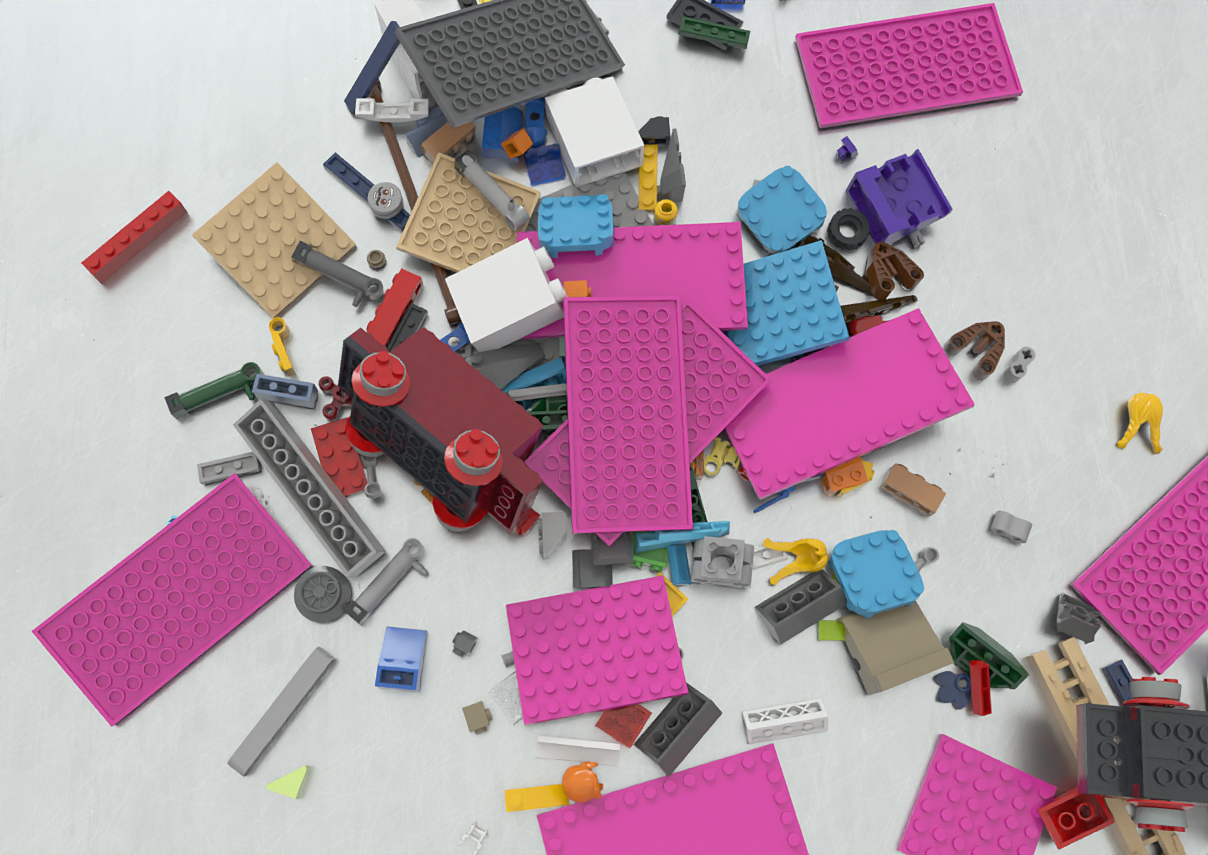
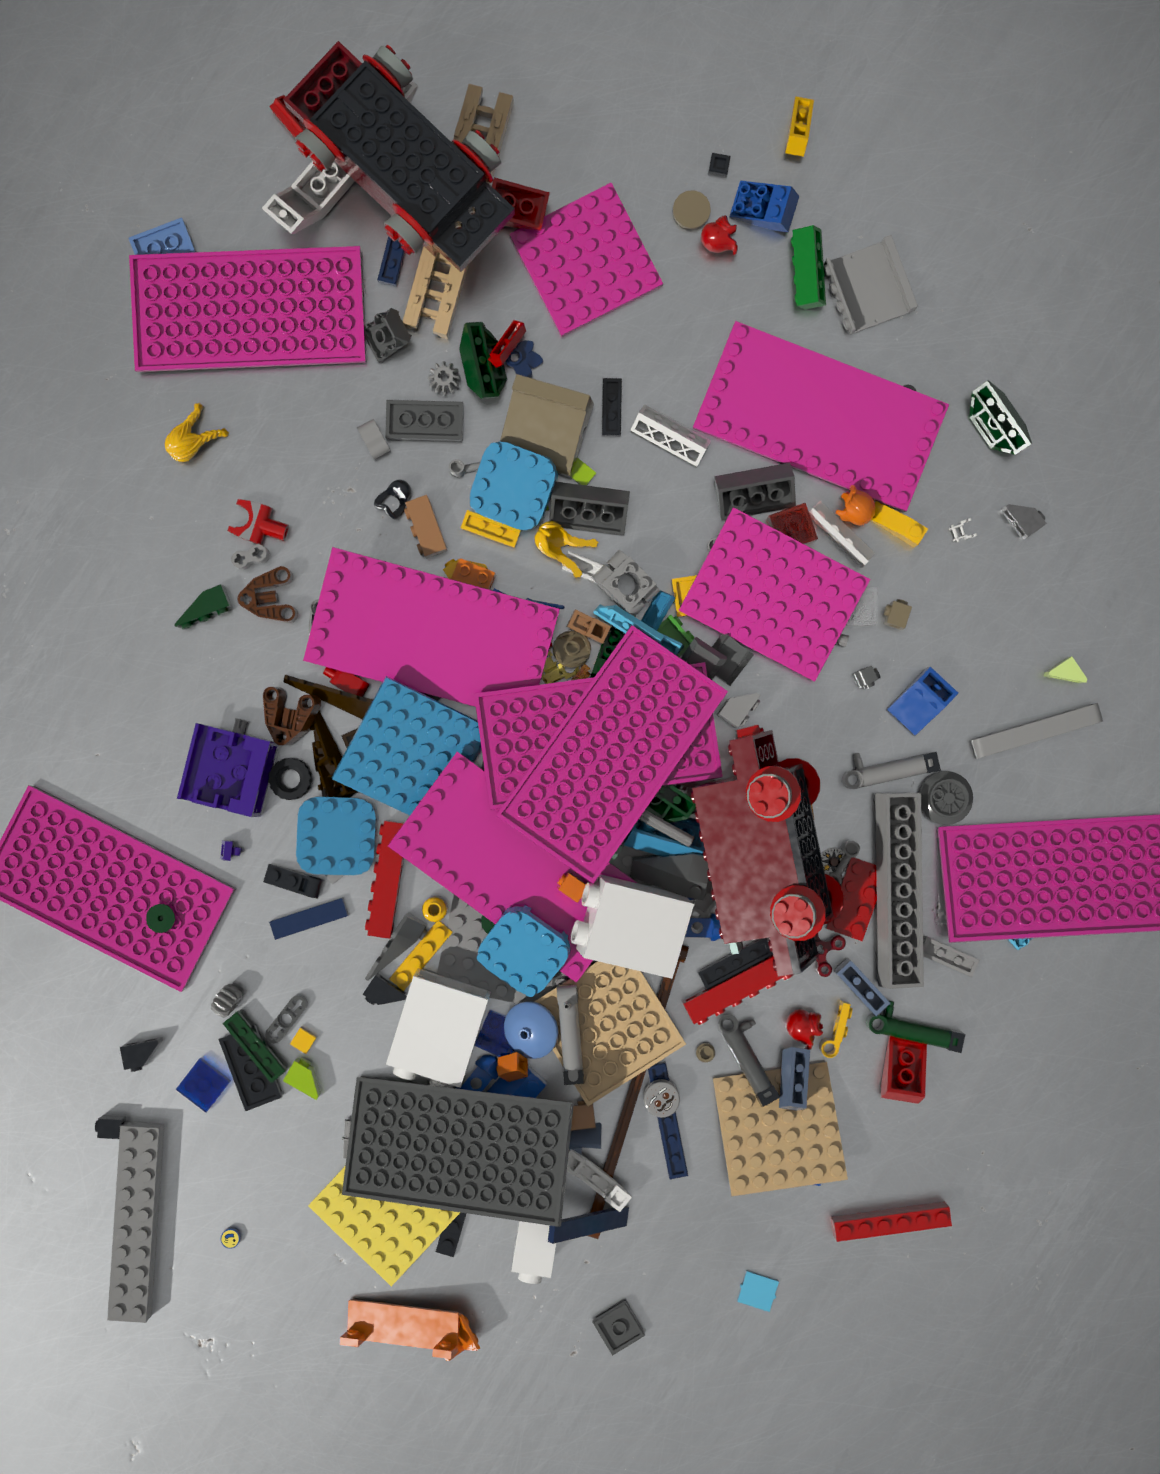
camera: 135 degrees left, 15 degrees up
(203, 353) = (904, 1071): none -> red slope
(207, 123) = (758, 1291): none -> medium azure piece
(289, 280) = (794, 1079): none -> sand blue brick
(296, 30) = (618, 1328): none -> dark grey plate
(311, 327) = (804, 1026): none -> red hair
(384, 474) = (831, 858): none -> piece
(524, 178) = (539, 1026): none -> medium blue dish
(661, 37) = (303, 1078): none -> lime slope
(683, 63) = (303, 1040): none -> yellow tile
(703, 75) = (282, 1033): none -> dark grey beam
(713, 201) = (386, 885): none -> red brick
(722, 481) = (571, 649): none -> dark tan tile
(723, 508) = (588, 626): none -> medium nougat brick
(750, 145) = (308, 918): none -> dark blue tile
(760, 48) = (226, 1000): none -> light grey gear
(792, 157) = (293, 881): none -> black plate
(851, 706) = (611, 407): none -> black tile
(854, 68) = (160, 918): none -> dark green piece
(863, 525) = (490, 529): none -> yellow plate
(956, 503) = (398, 489): none -> black piece
(986, 573) = (424, 420): none -> dark grey plate
(1009, 624) = (437, 381): none -> light grey gear
(1019, 307) = (208, 603): none -> dark green slope
(1035, 394) = (259, 523): none -> red connector

